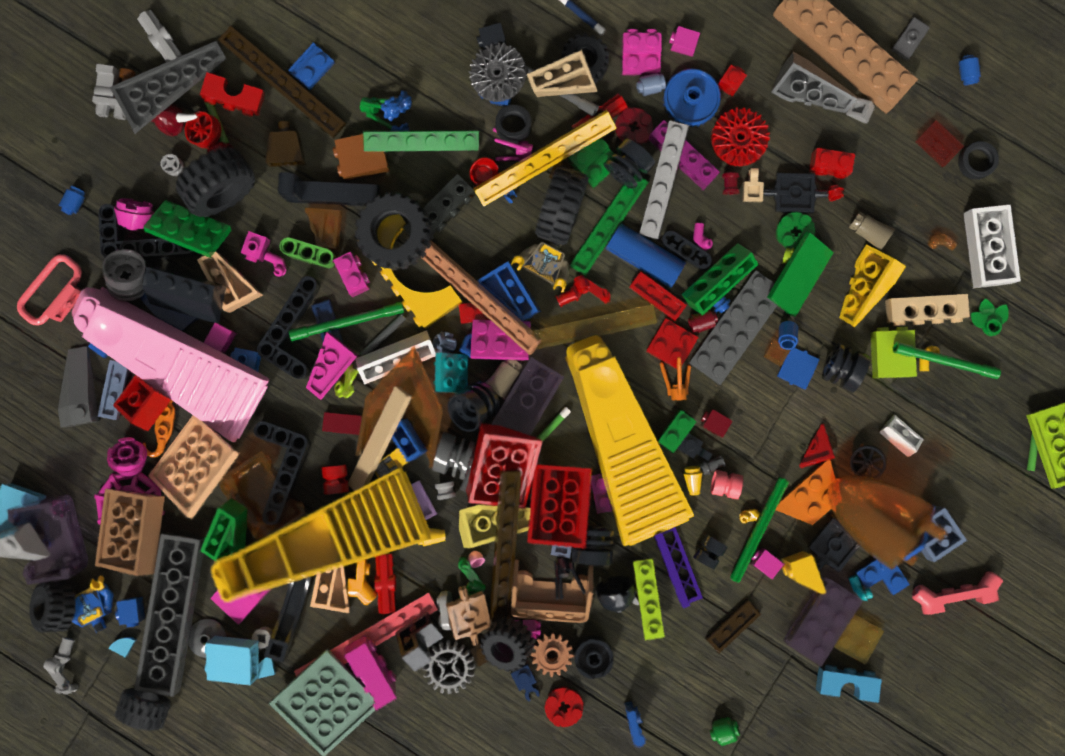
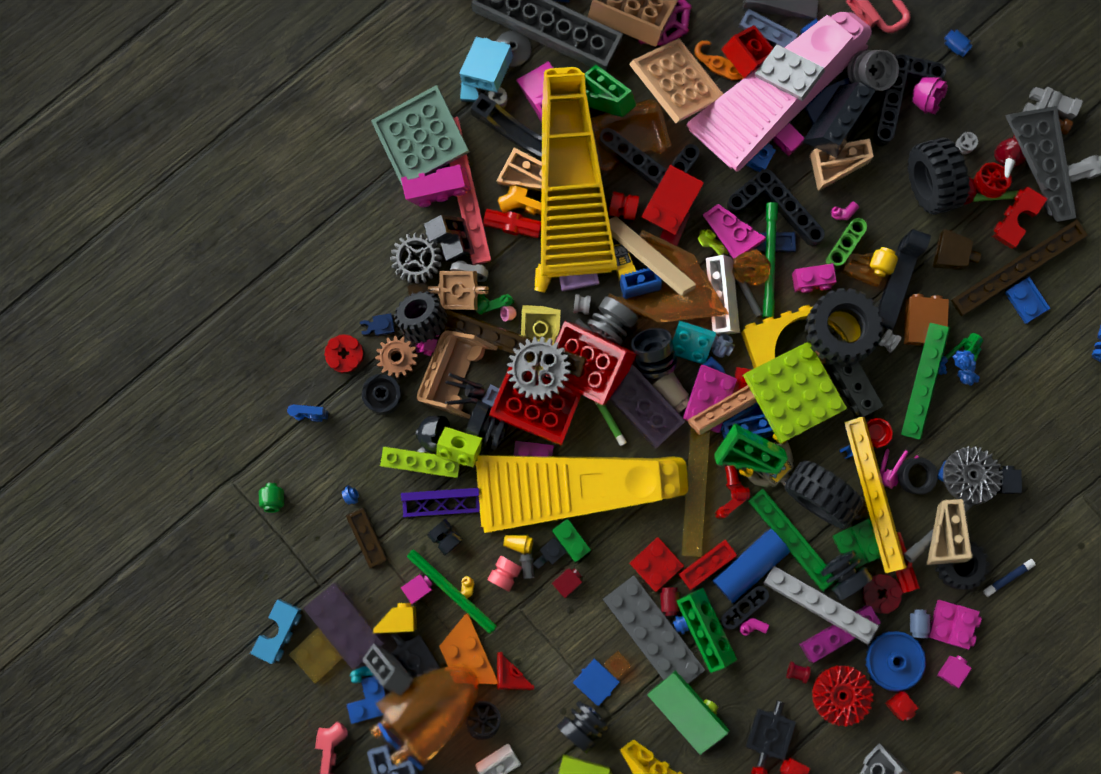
camera: 105 degrees right, 5 degrees down
(127, 456) = (702, 24): dark pink cone -> none
(153, 356) = (789, 72): none -> plate
(186, 229) = (898, 139): green plate -> none
(255, 247) = (865, 196): dark pink brick -> none
(316, 211) = (884, 261): none -> yellow head
(316, 433) = (672, 199): none -> red slope
(353, 337) = (755, 260): none -> clear orange plate
(391, 184) = (889, 340): none -> light grey wheel
(471, 261) = (794, 392): none -> lime plate
(527, 531) = (556, 370): none -> light grey gear
(541, 286) = (750, 450): none -> green wedge
(617, 575) = (459, 447): none -> lime brick
(679, 390) = (609, 556): orange plant -> none
(698, 655) = (350, 495): none -> blue plate
(753, 189) = (786, 693): tan plate -> none
(787, 223) = (742, 717): green plate -> none
(788, 335) = (631, 680): blue brick -> none
(857, 568) = (387, 669): none -> dark grey brick

